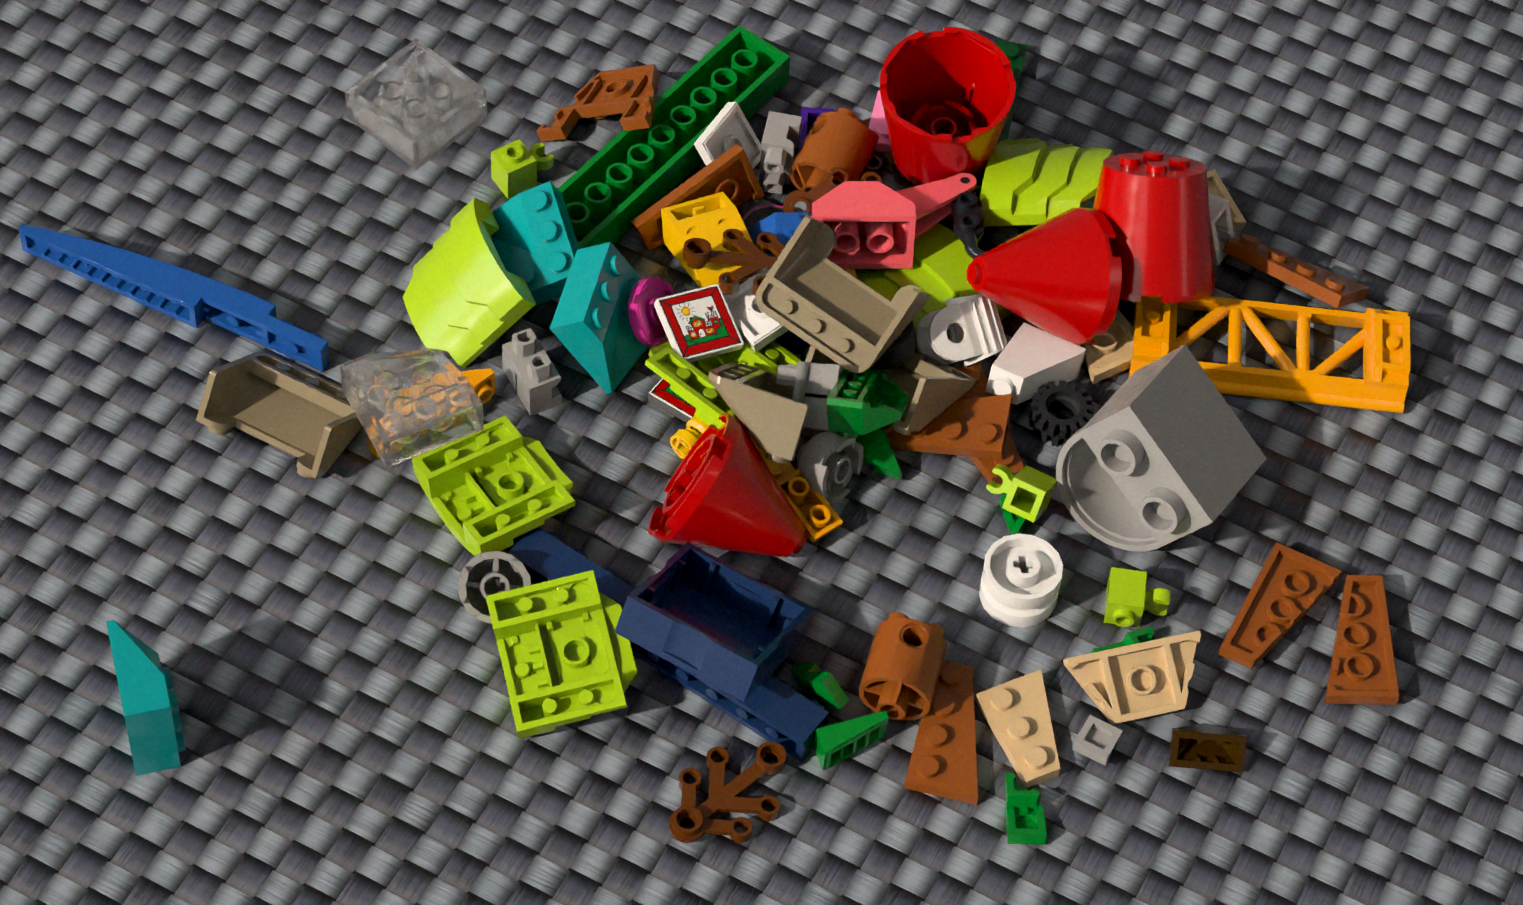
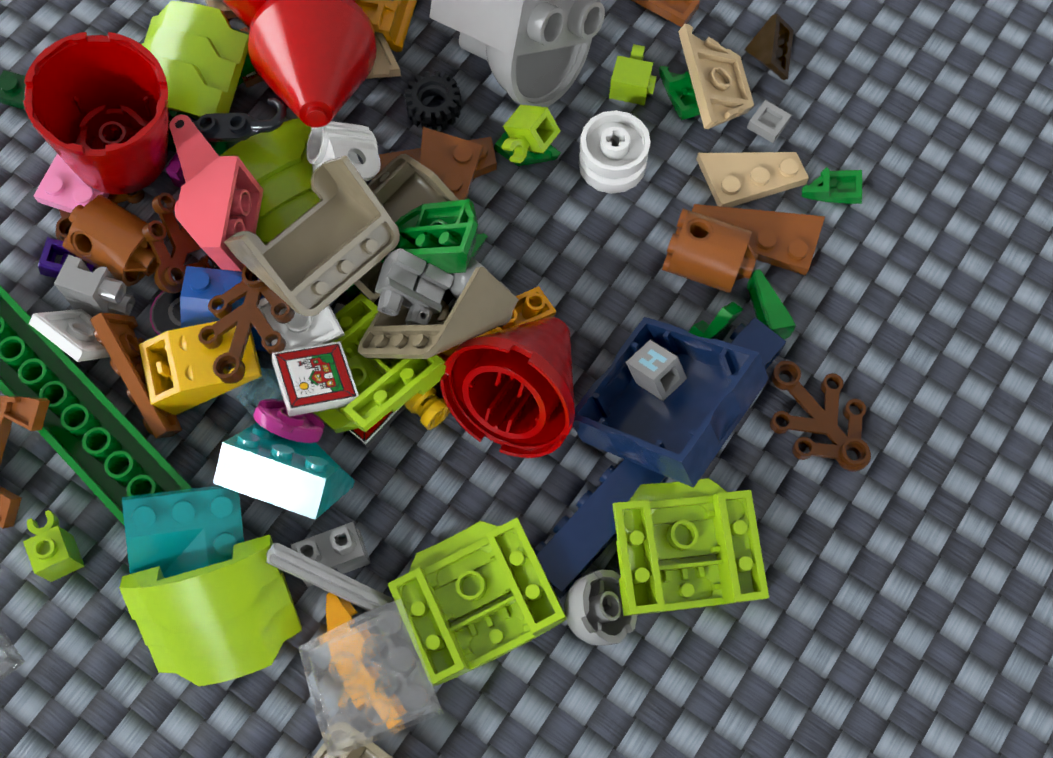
camera: 80 degrees left, 15 degrees up
(501, 357) = (325, 577): none -> light grey axle
(749, 617) = (656, 370): none -> light grey brick
(1032, 361) = (384, 111): white slope -> none

